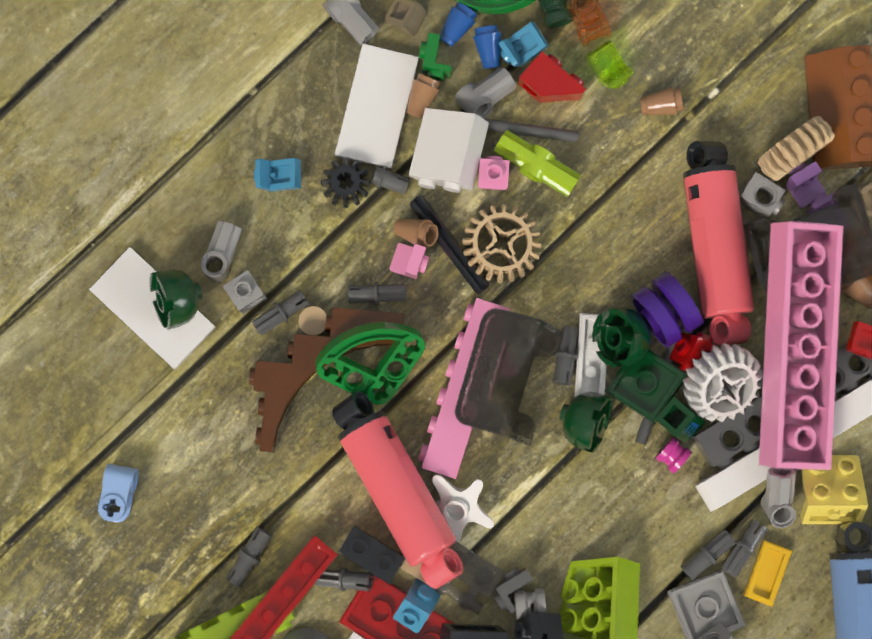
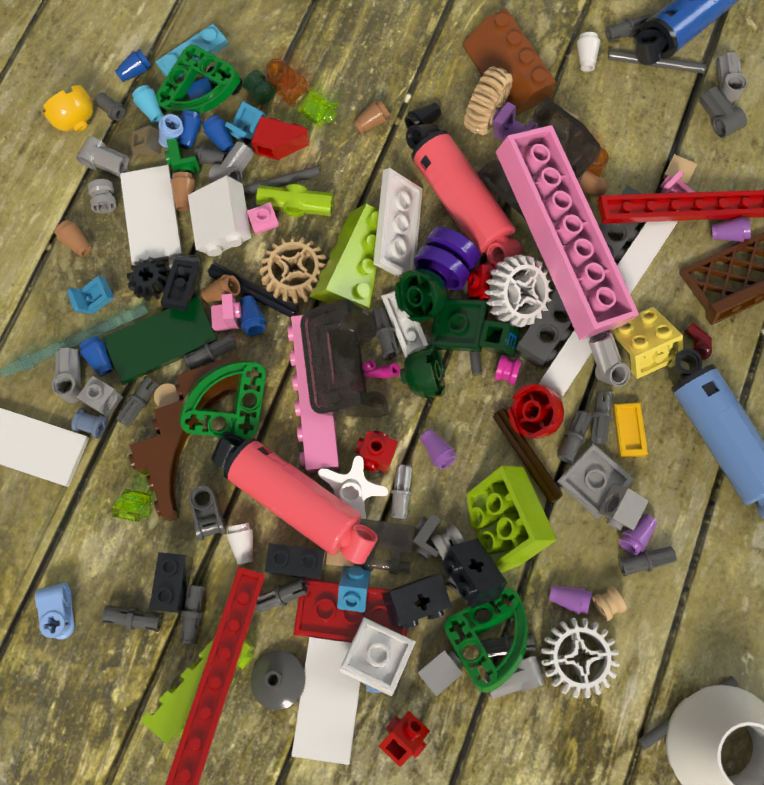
camera: 15 degrees left, 10 degrees down
(175, 297) = (40, 423): dark green cylinder -> none
(184, 215) = (28, 361): none -> clear light blue bar
(189, 533) = (132, 618): none -> dark grey pin
(223, 314) = (89, 423): none -> sand blue bush
(234, 424) = (132, 505): none -> clear neon green bracket
(241, 518) = (170, 582): none -> black brick
(257, 242) = (96, 355): none -> blue cone
(283, 98) = (72, 237): none -> medium nougat cone
(304, 465) = (208, 514): none -> dark grey piece
(326, 507) = (241, 542): none -> white cone
(330, 255) = (158, 341): none -> dark green tile
(333, 64) = (101, 193): none -> light grey wheel
(376, 209) = (181, 285): none -> black slope
(435, 278) = (252, 318): none -> blue cone
(437, 21) = (169, 127): none -> light blue cone
(467, 67) = (209, 156): none -> dark grey pin
(506, 531) = (401, 492): none -> light grey axle
(510, 483) = (376, 451): none -> red brick
(535, 391) = (384, 371): none -> dark pink arm
(563, 506) = (439, 451): none -> medium lavender cone
(568, 265) = (351, 267): none -> lime wedge
(633, 246) = (397, 224): none -> white tile
(650, 551) = (528, 457): none -> dark brown axle
(679, 515) = (536, 411): none -> red cylinder
(718, 128) = (423, 115): none -> black cone
(760, 183) = (483, 141): light grey brick -> none

